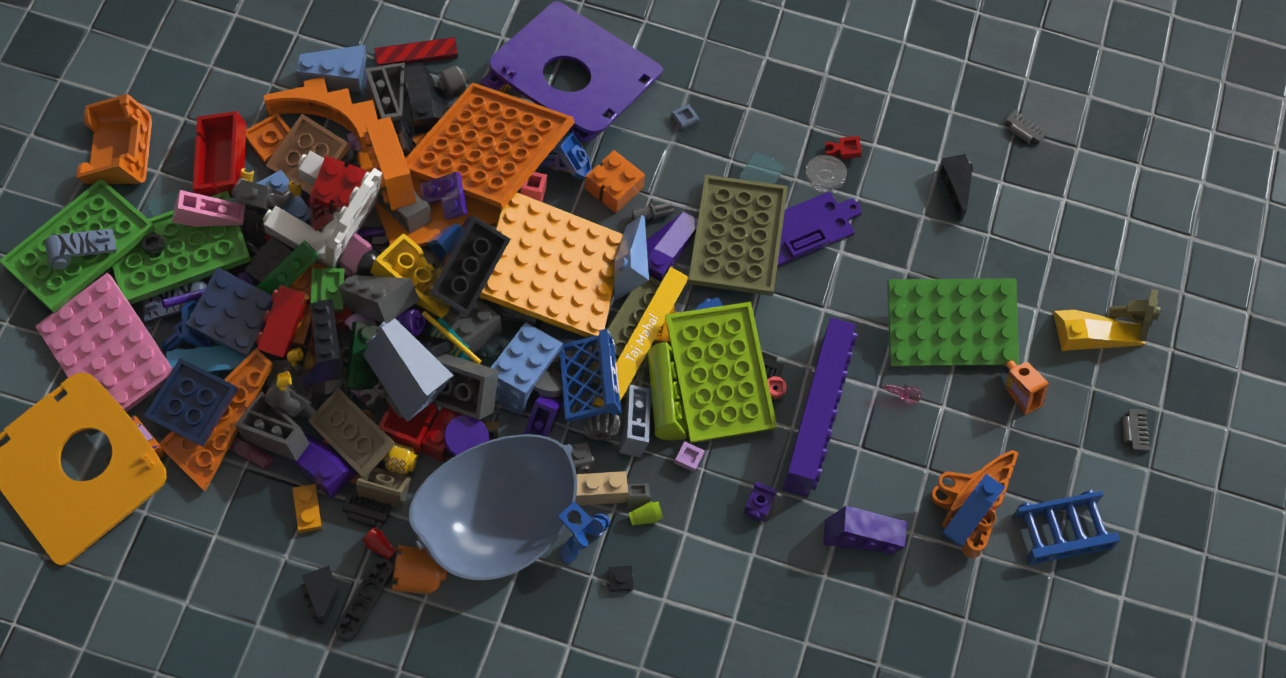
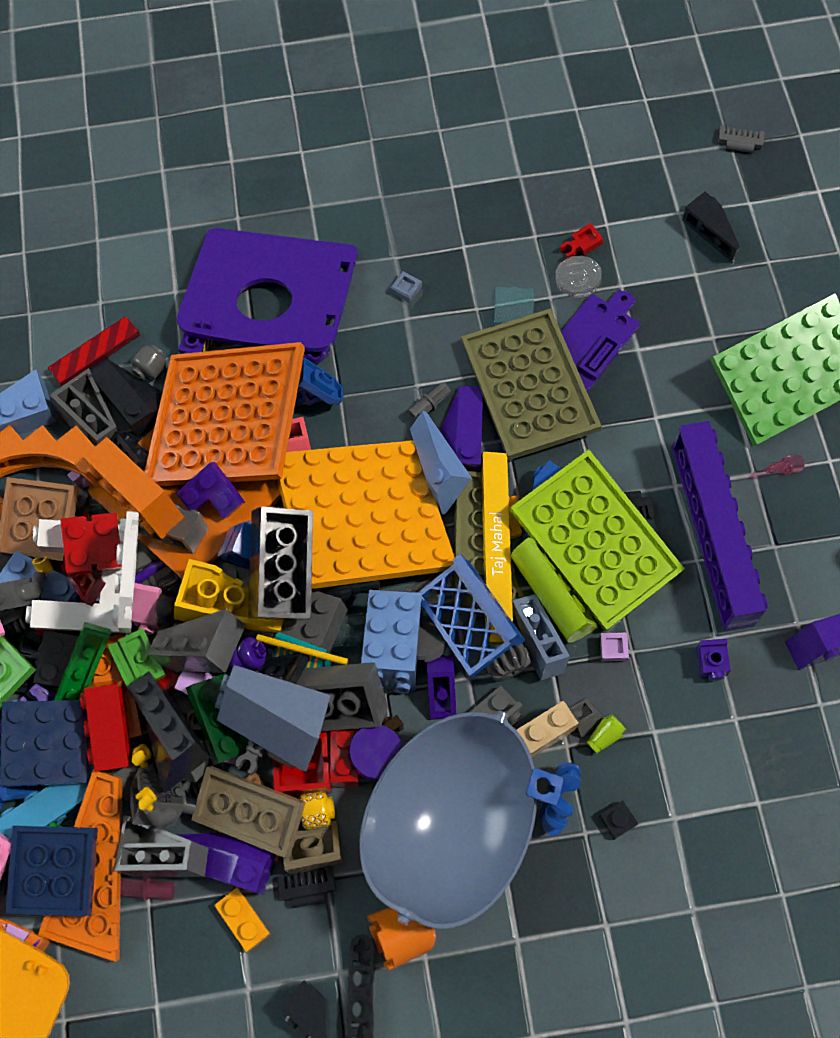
camera: 15 degrees left, 5 degrees up
(378, 543) = (343, 920): red cone -> none
(619, 179) = (377, 383): orange piece -> none
(777, 387) = (660, 525): coral tile -> none

